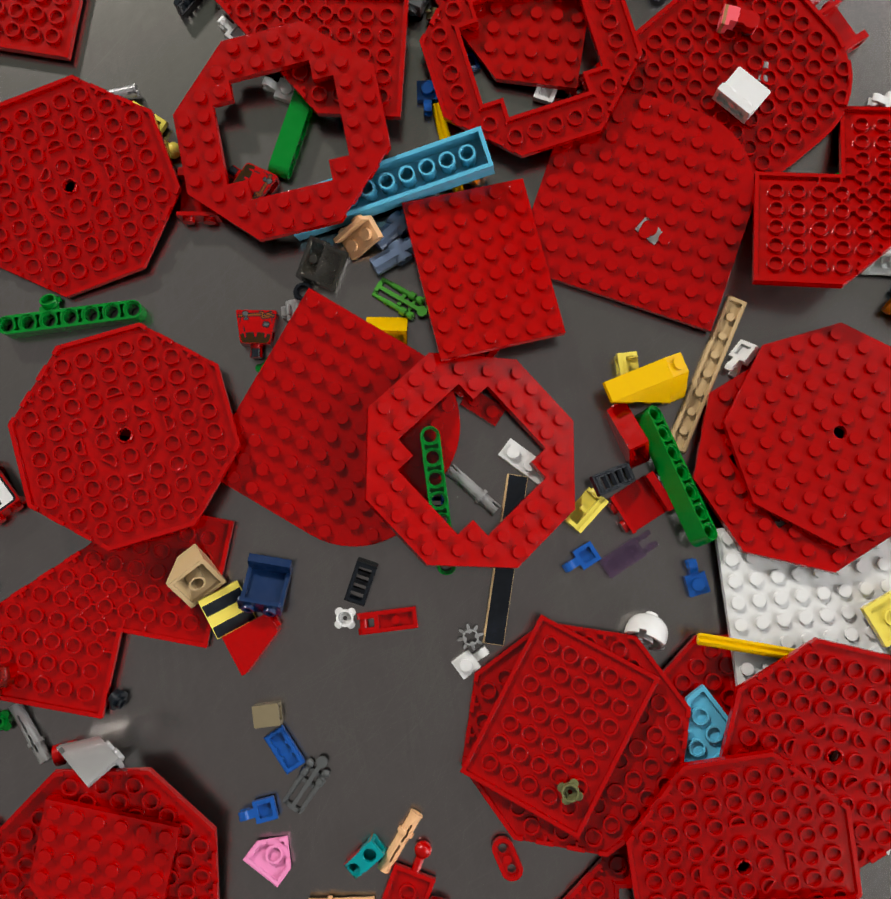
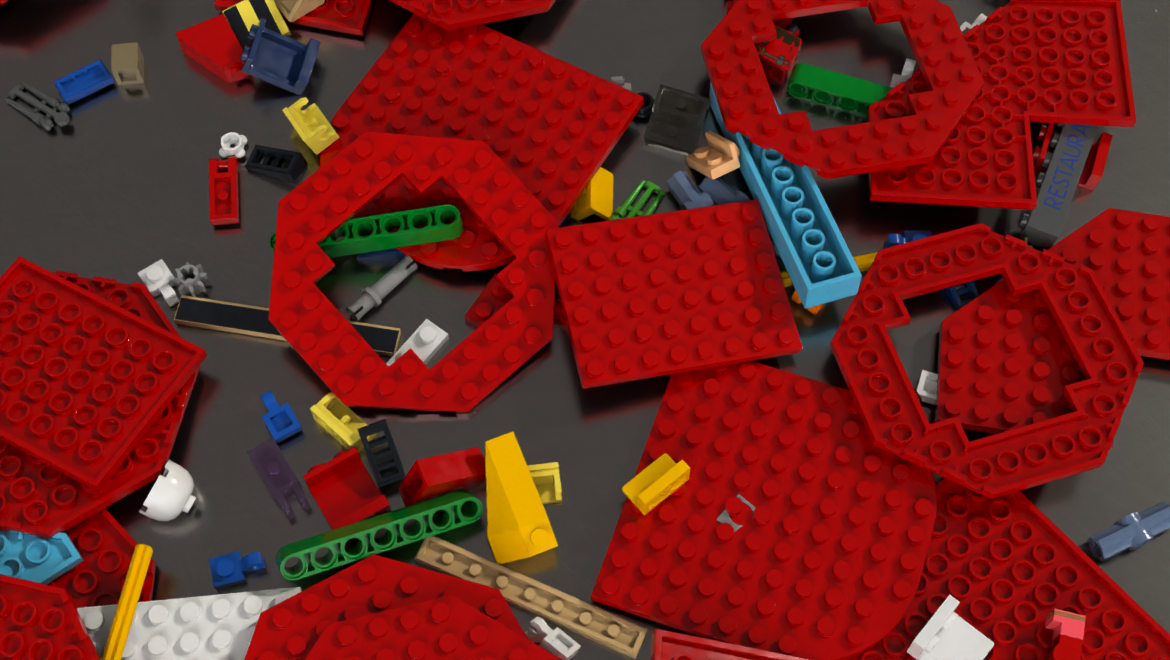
camera: 90 degrees right, 20 degrees down
(257, 330) = (594, 52): red torso -> none
(262, 810) = (17, 58): blue plate -> none
(330, 554) = (311, 125): none -> light yellow hinge
(632, 284) = (656, 482): none -> yellow panel

